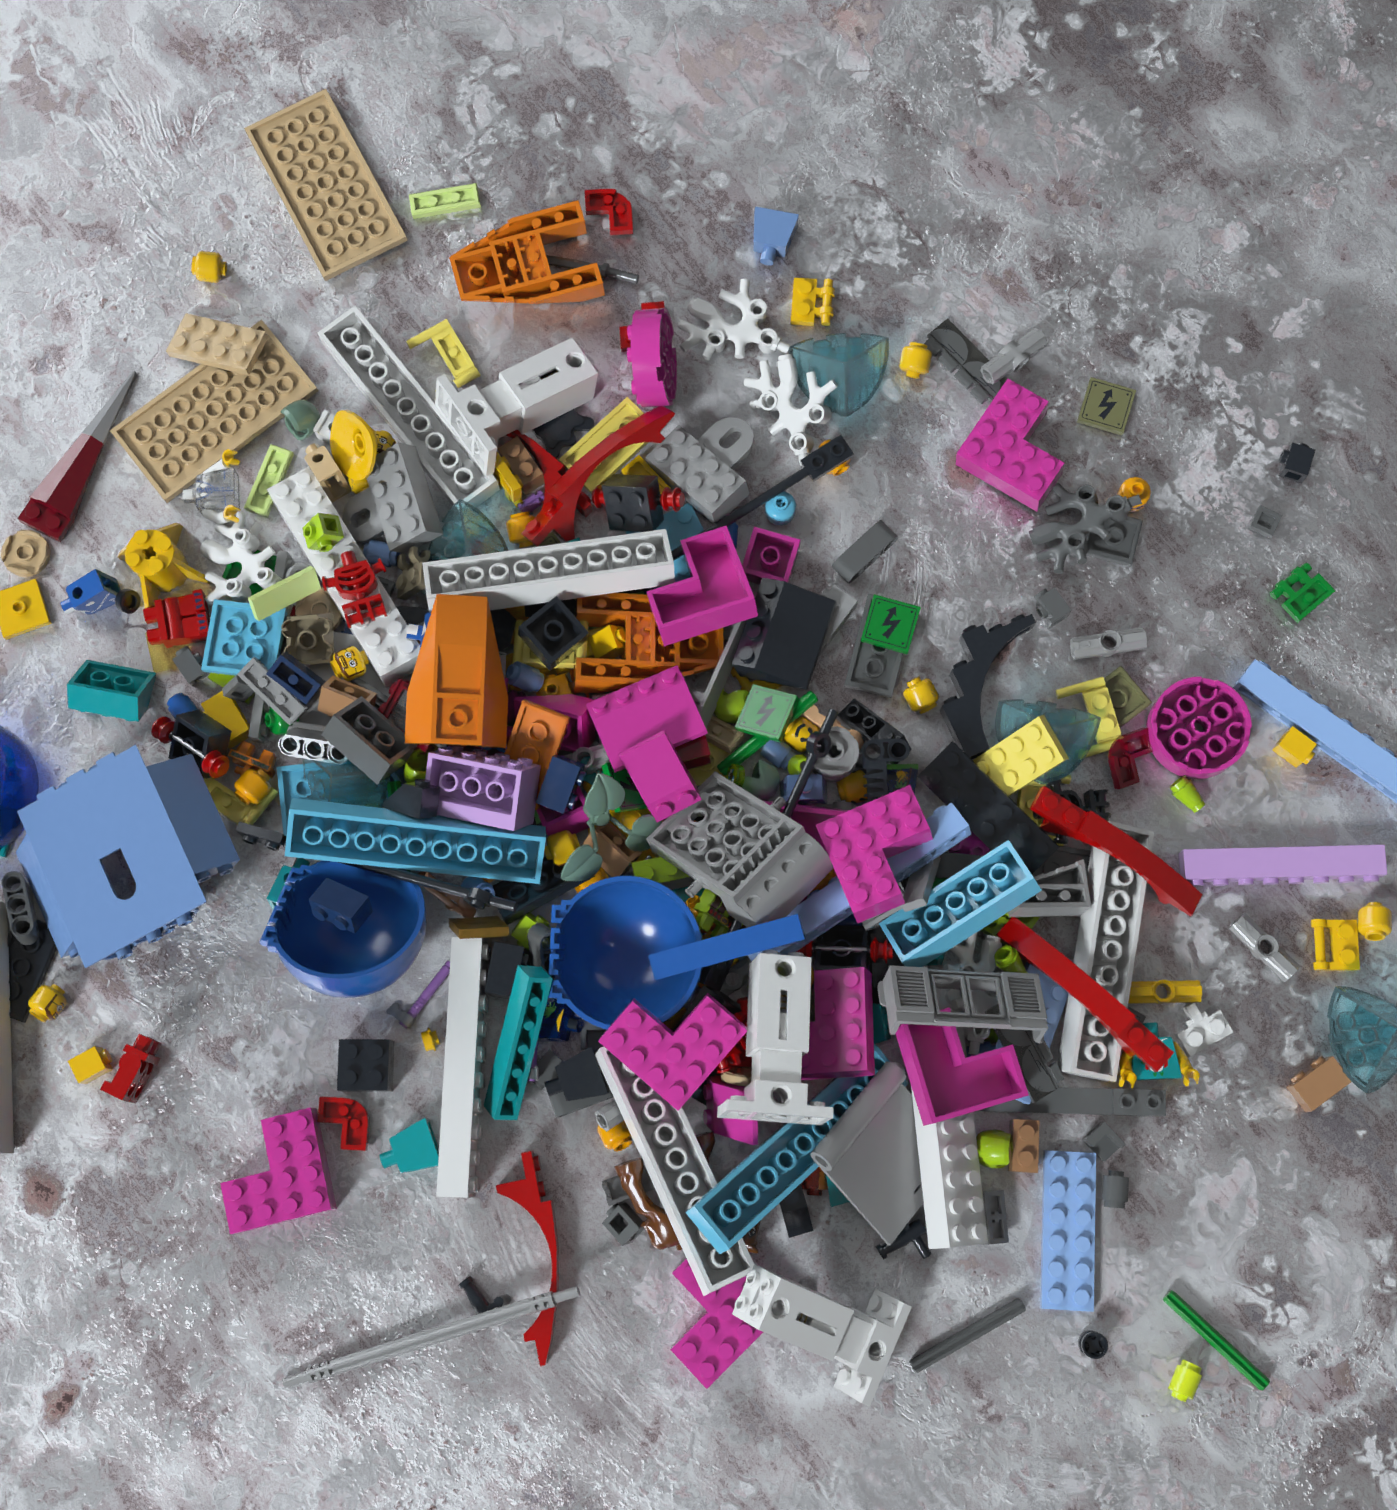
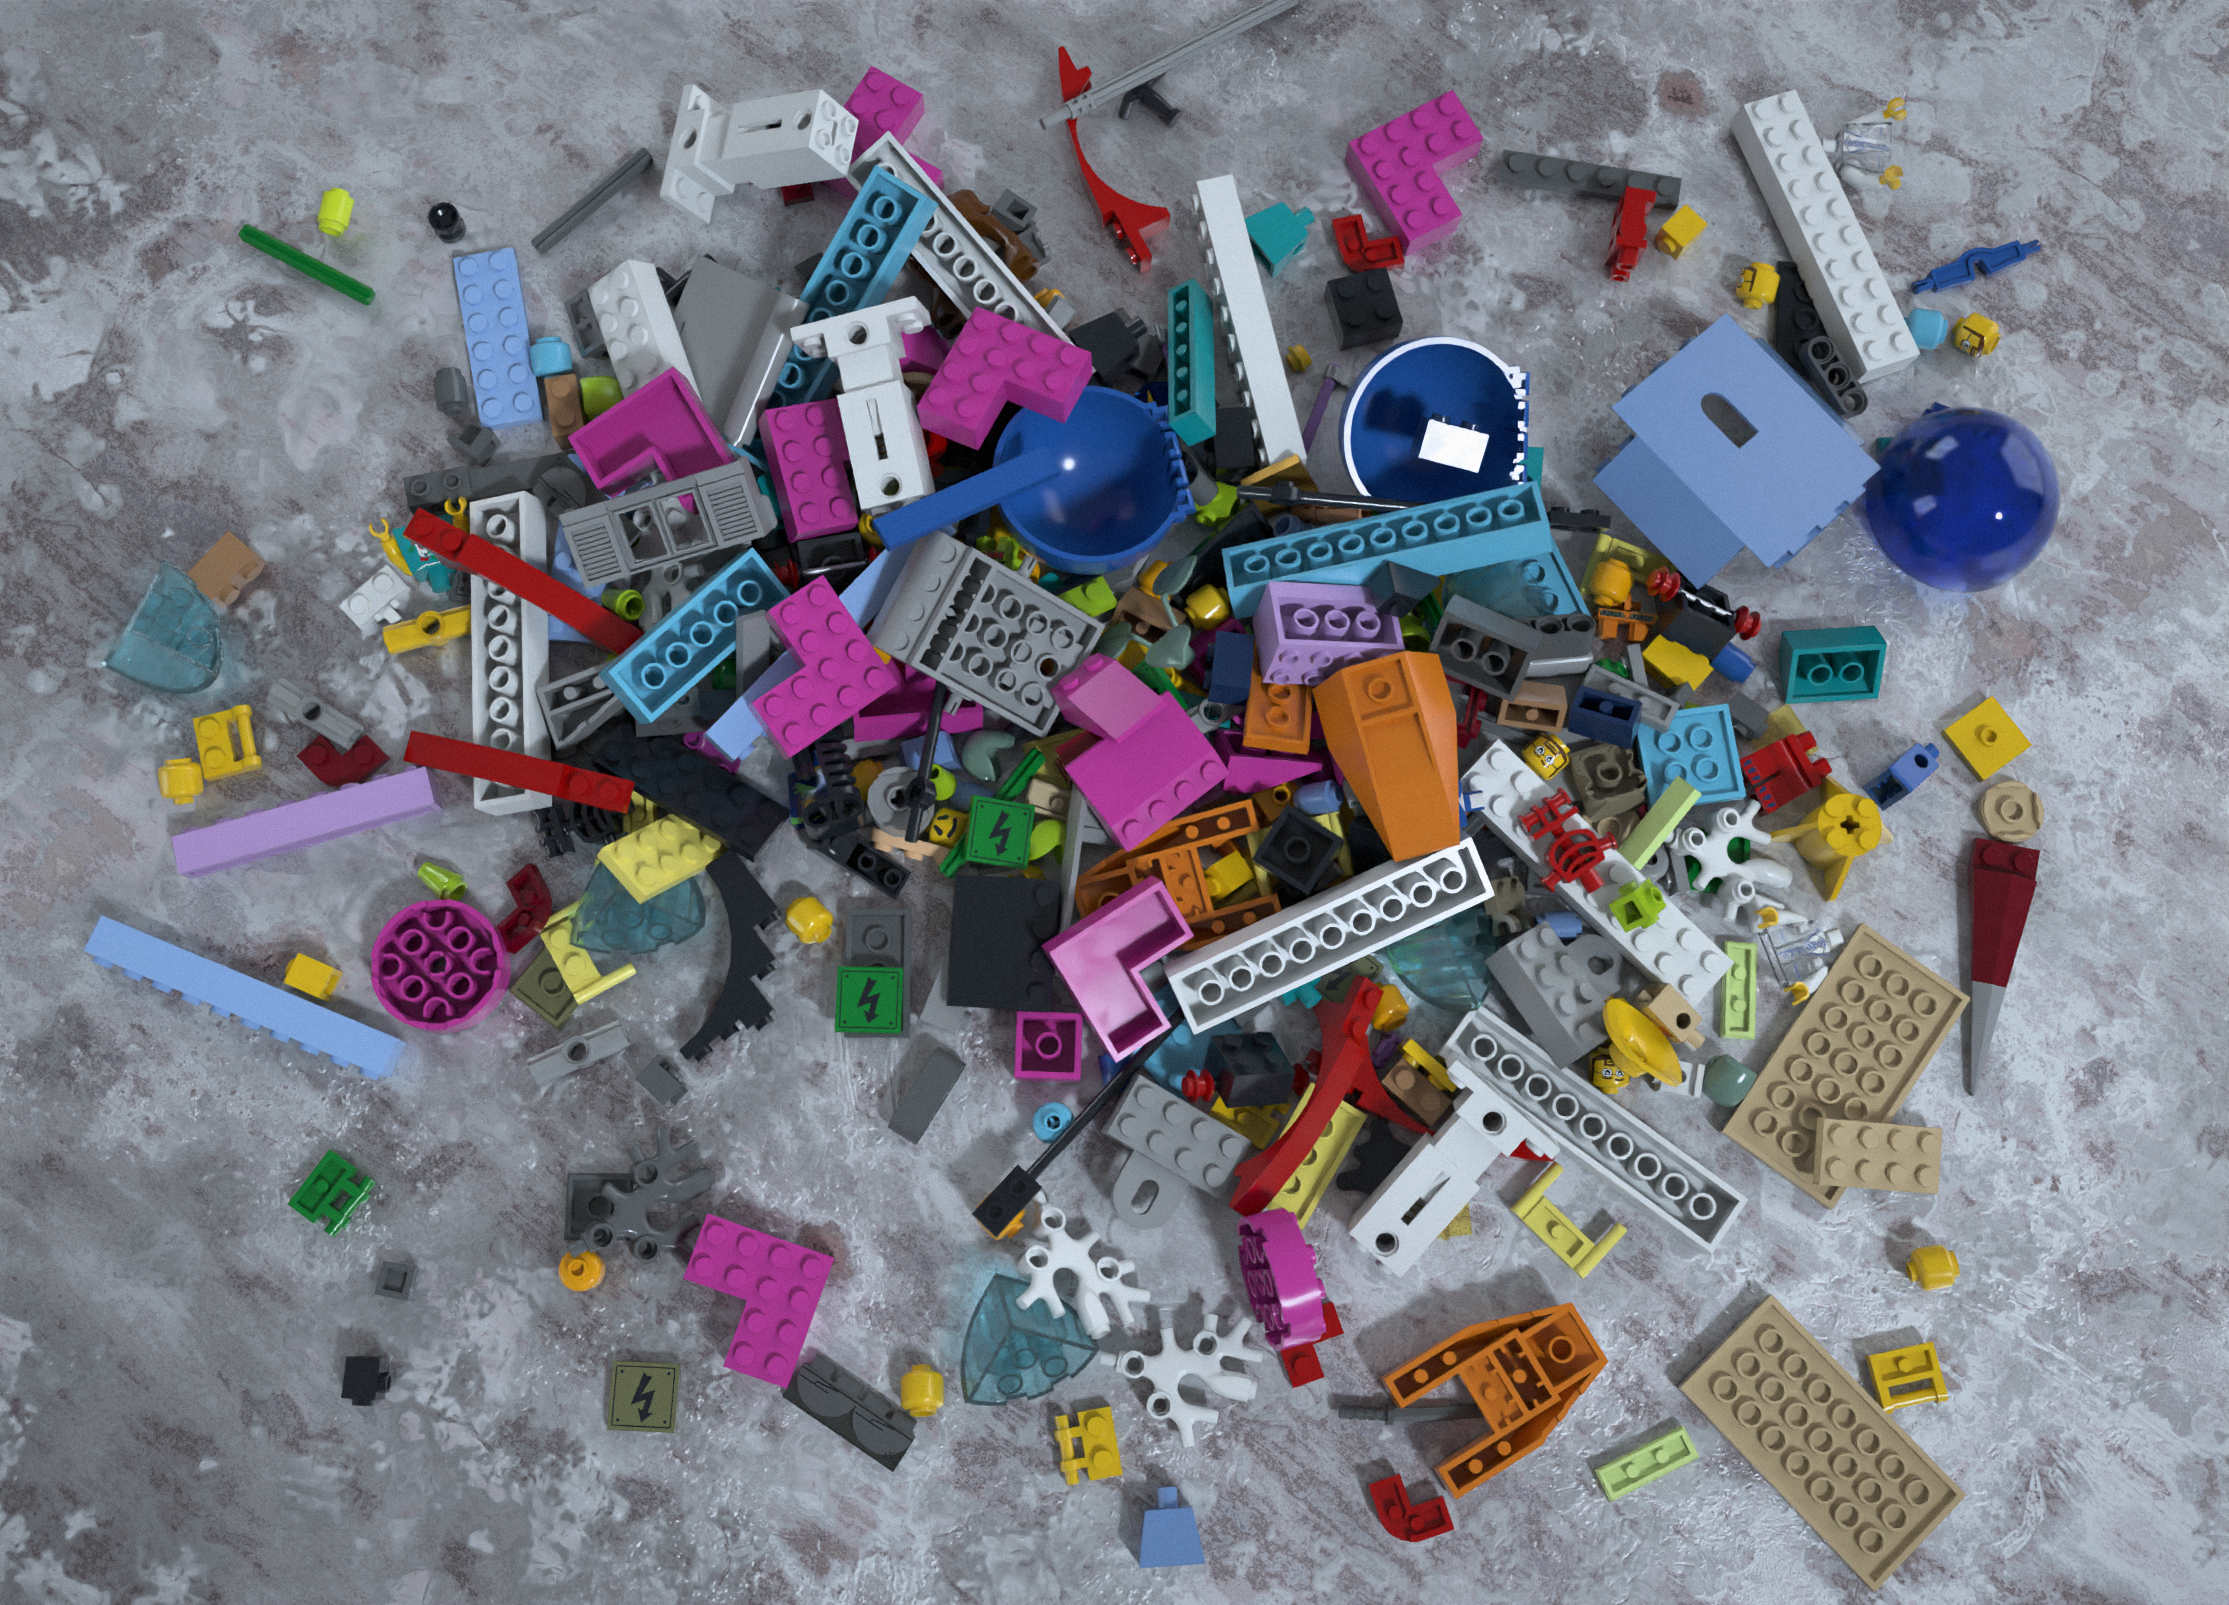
camera: 155 degrees right, 0 degrees up
(127, 601) = (1857, 779): black tile -> none
(145, 1134) = (1584, 178): none -> dark grey plate
(252, 213) = (1906, 1366): none -> yellow plate
(736, 774) = (1017, 744): clear neon green tile -> none
(1013, 356) = (786, 1433): light grey piece -> none
(1028, 1196) = (550, 358): none -> medium azure head
(1249, 900) = (336, 769): none -> dark red plate

